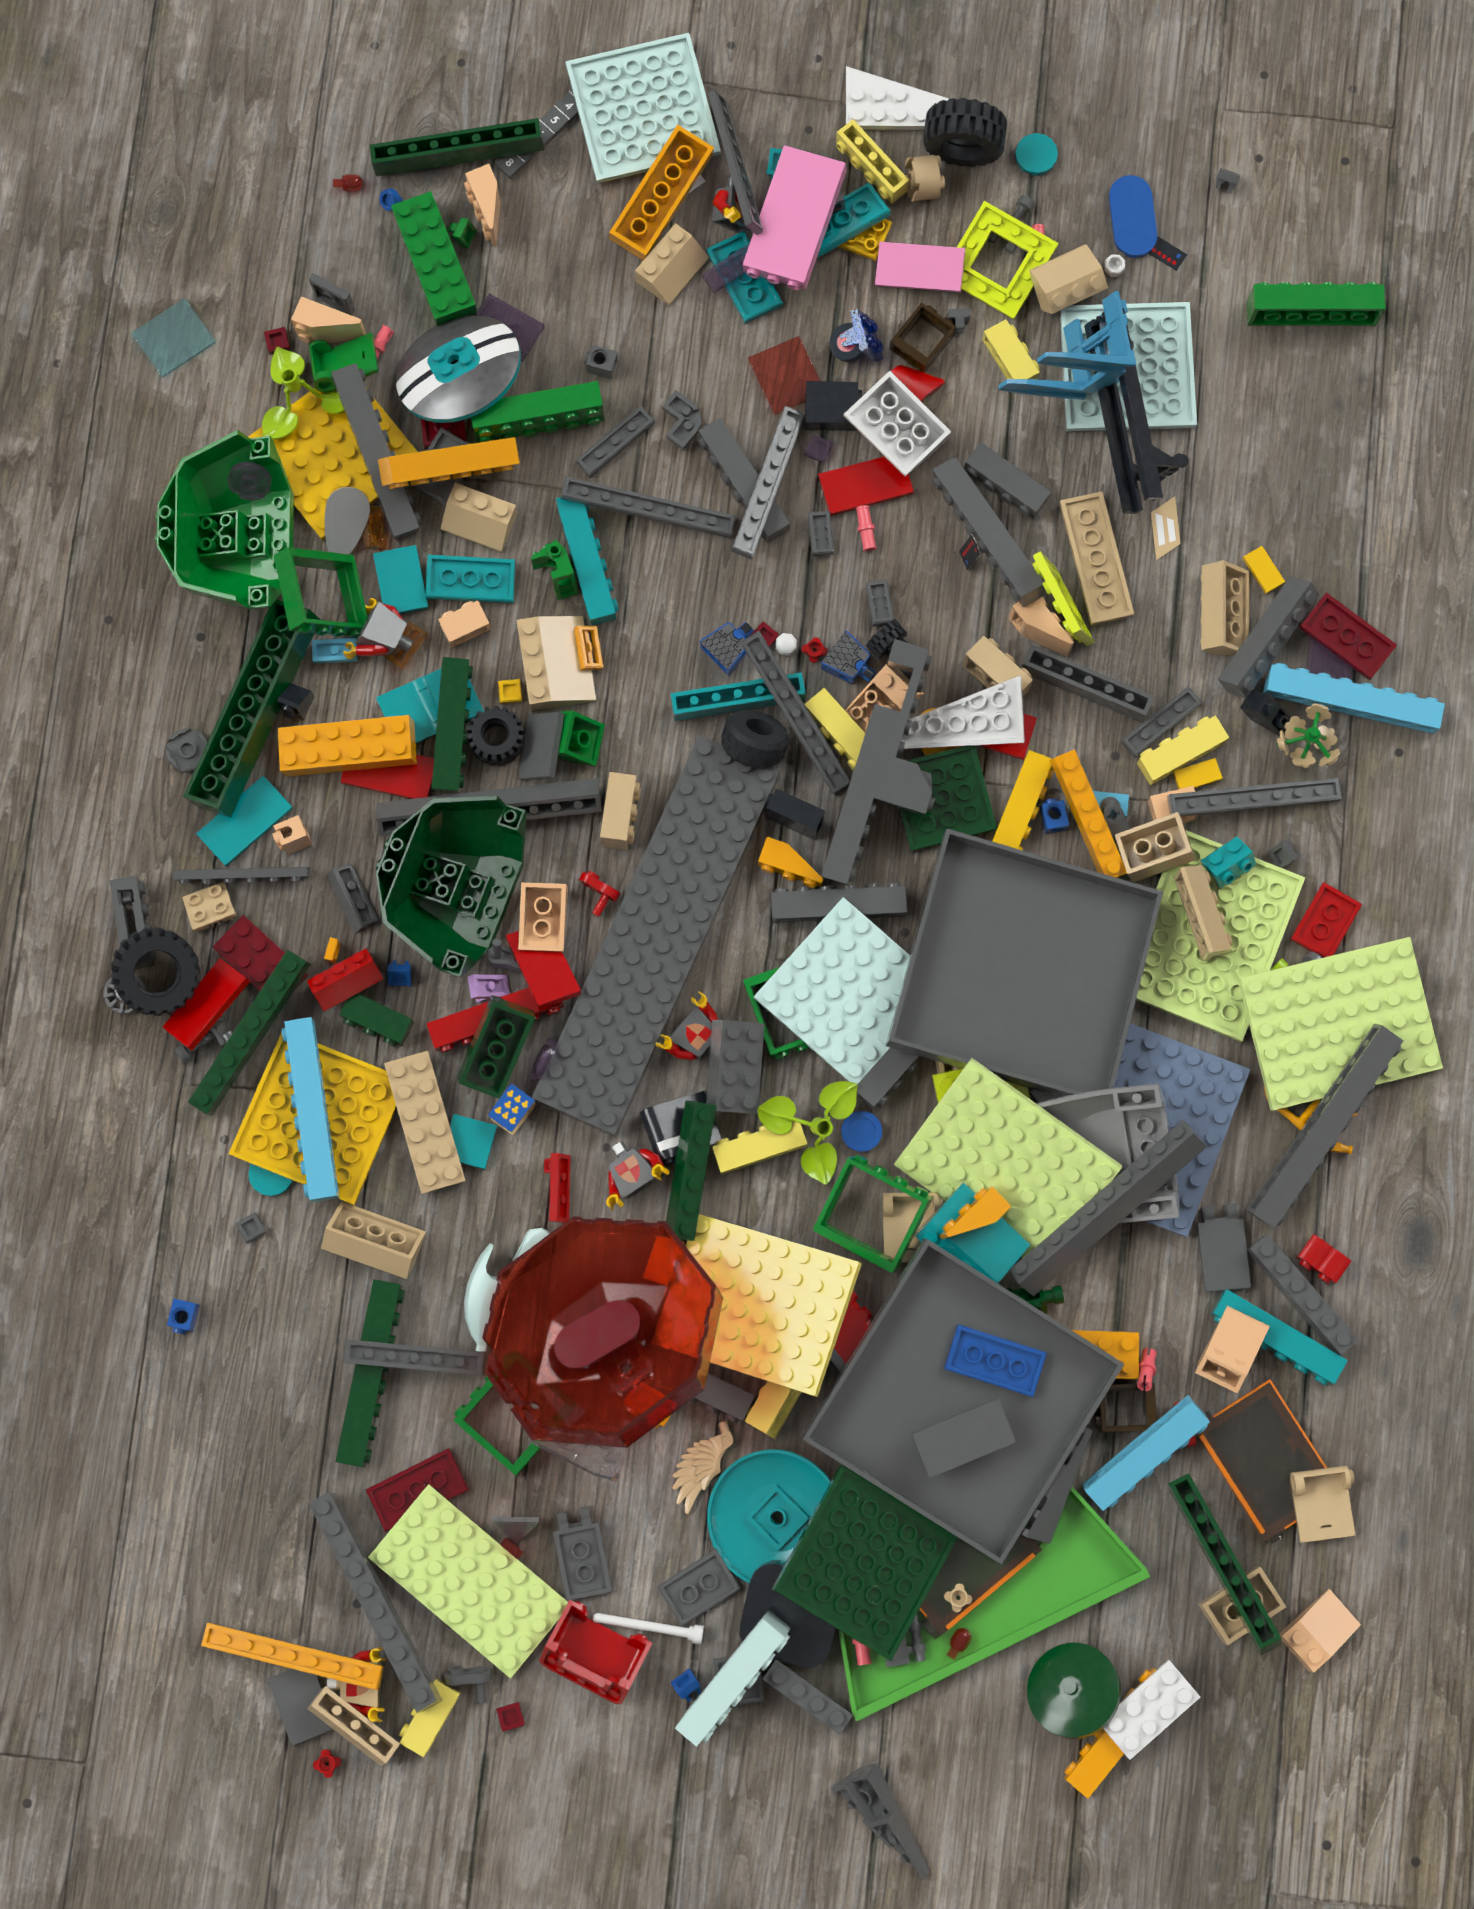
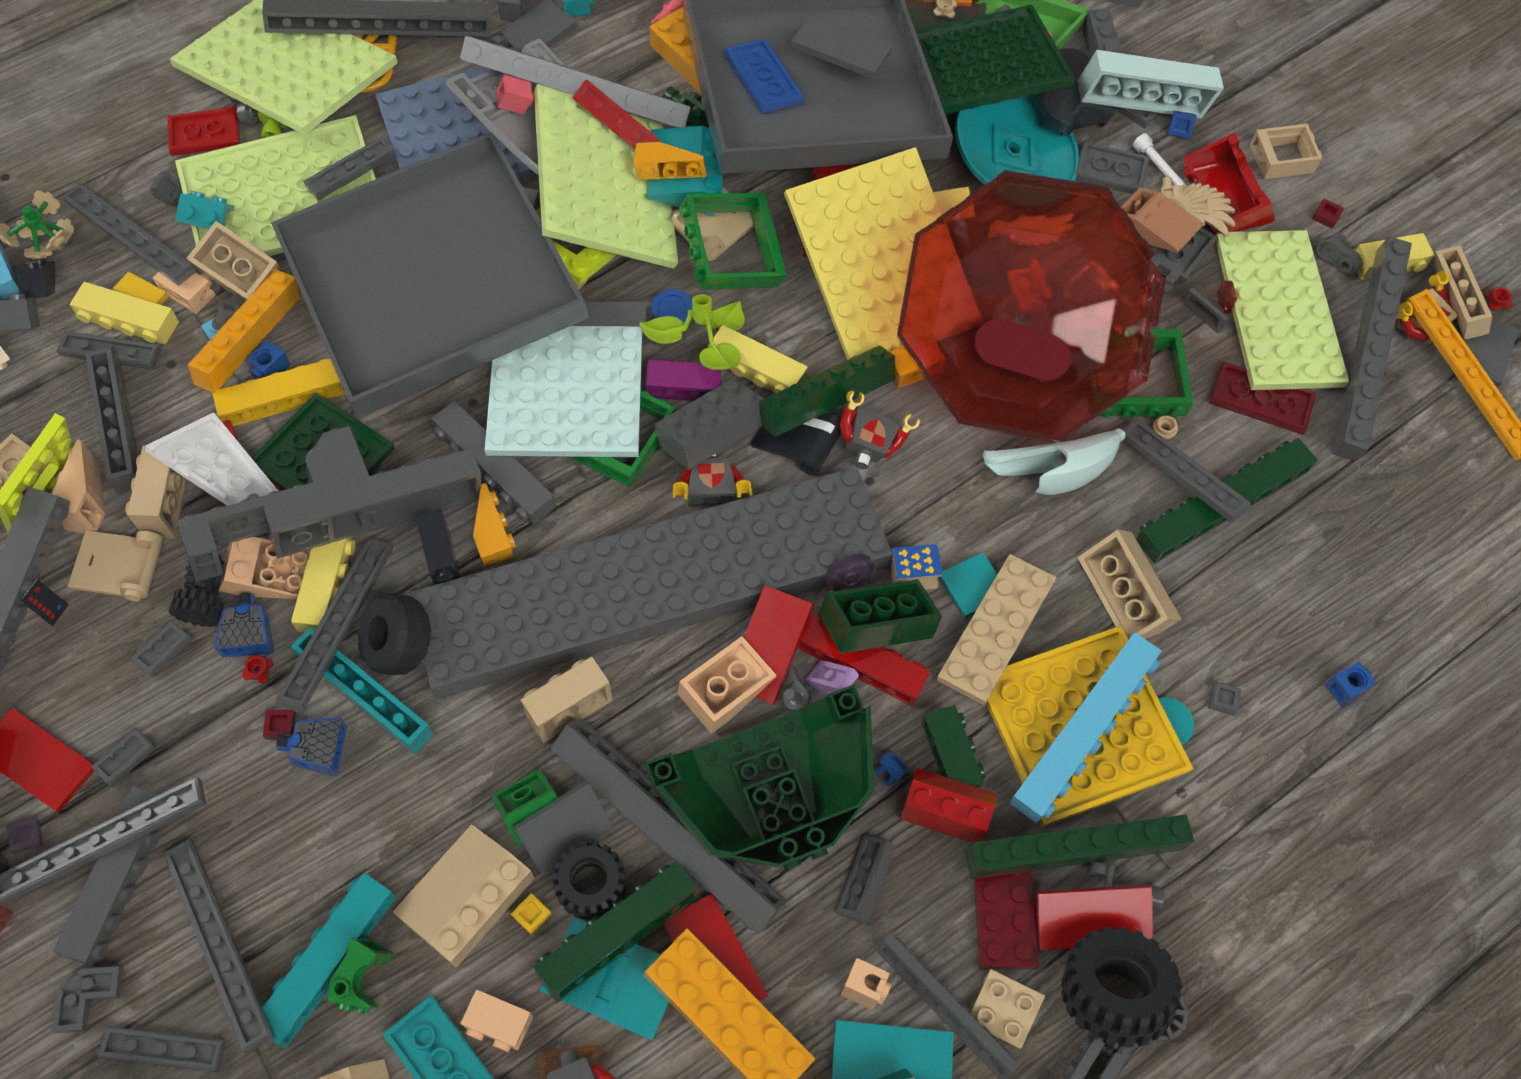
camera: 135 degrees left, 15 degrees down
(332, 950) = (932, 847): light orange tile -> none
(451, 1388) = (1167, 422): none -> tan plate
(559, 1169) = (924, 498): red hinge -> none
(584, 647) = (422, 875): light orange tile -> none
(601, 1610) = (1202, 203): none -> tan animal
(601, 1720) = (1266, 158): none -> tan window
(608, 893) = (653, 675): red piece -> none
(614, 1555) = (1160, 220): none -> nougat slope
(786, 644) = (267, 697): white tile -> none
(796, 1079) = (680, 380): none -> magenta brick
(866, 528) = (86, 720): coral pin -> none
(969, 616) = (119, 564): none -> tan door
(1048, 1211) = (613, 115): none -> red tile
(1127, 1145) = (514, 94): none -> coral brick
(1187, 996) = (349, 168): none -> dark grey tile
(1202, 912) = (268, 196): tan slope -> none

